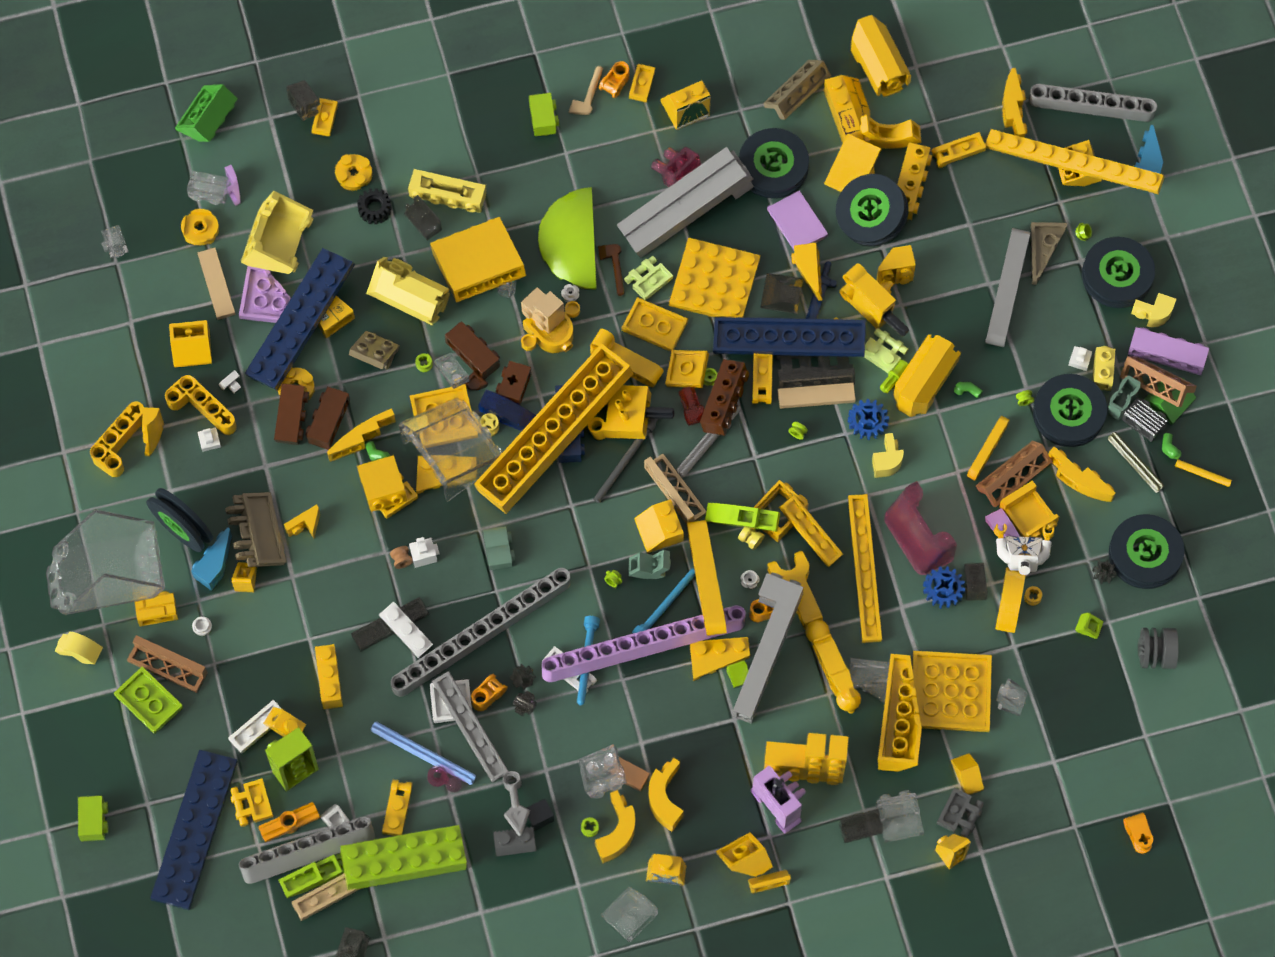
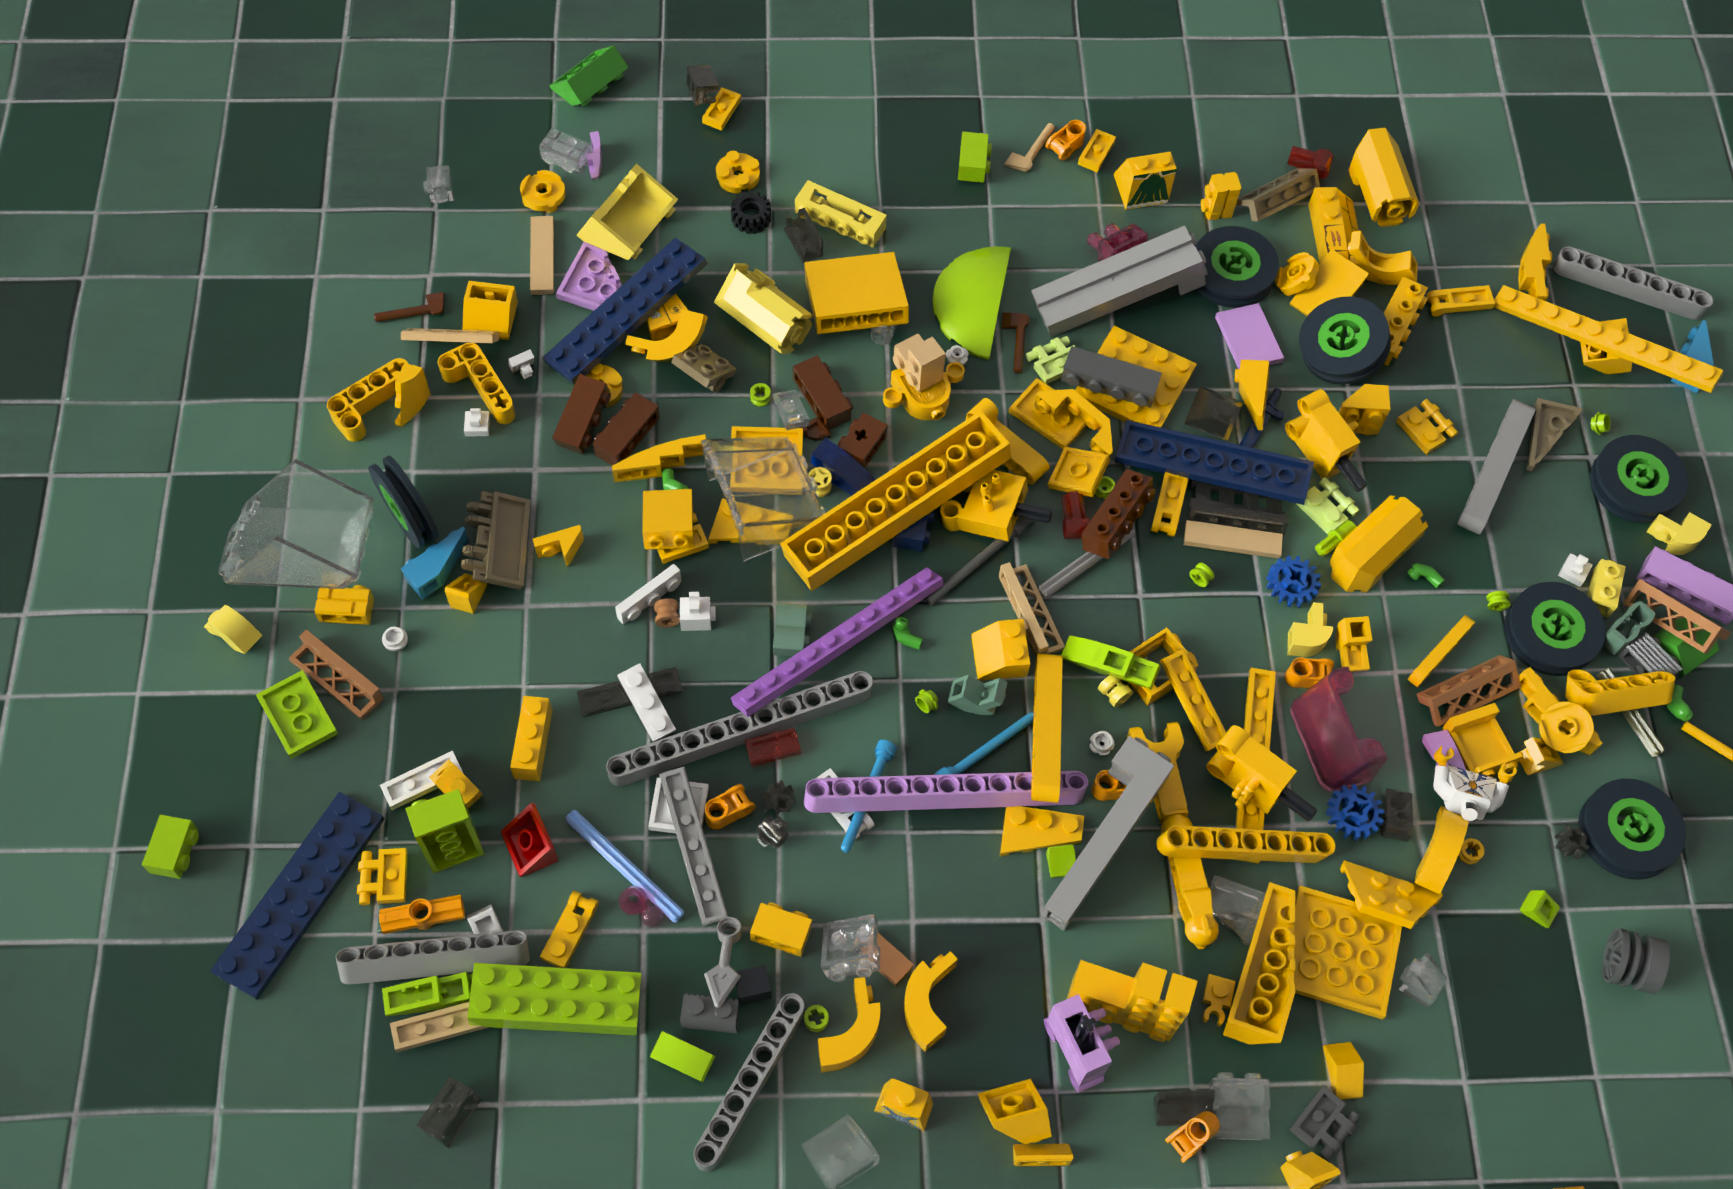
camera: 10 degrees right, 5 degrees down
(143, 349) = (434, 306): none -> reddish brown piece
(166, 372) = (450, 335): none -> tan tile
(350, 752) = (529, 842): none -> red slope
(354, 328) = (686, 335): none -> yellow arch
(384, 546) = (648, 594): none -> white plate
(503, 875) = (682, 1056): none -> lime slope
(508, 640) = (772, 746): none -> clear red plate
(536, 548) = (836, 642): none -> medium lavender plate
(549, 770) = (781, 928): none -> yellow brick
(554, 890) = (745, 1094): none -> light grey beam
(583, 531) = (903, 634): none -> bright green arm
(654, 316) = (1053, 400): none -> yellow slope
(695, 285) = (1110, 376): none -> dark grey brick
(751, 104) = (1221, 196): none -> yellow brick
(821, 51) = (1319, 160): none -> clear red piece
(825, 159) = (1298, 274): none -> yellow plate
(862, 636) = (1235, 848): none -> yellow beam
(865, 578) = (1255, 774): none -> yellow piece
(868, 844) = (1190, 1138): none -> light orange piece
(869, 742) = (1219, 995): none -> yellow plate
(894, 486) = (1311, 669): none -> light orange piece
(920, 456) = (1351, 641): none -> yellow brick
(945, 269) = (1422, 431): none -> yellow plate
(978, 643) = (1388, 896): none -> yellow wing
(1072, 512) = (1539, 757): none -> yellow slope
(1090, 477) = (1559, 740): none -> yellow plate
(1122, 452) = (1620, 692): none -> yellow beam

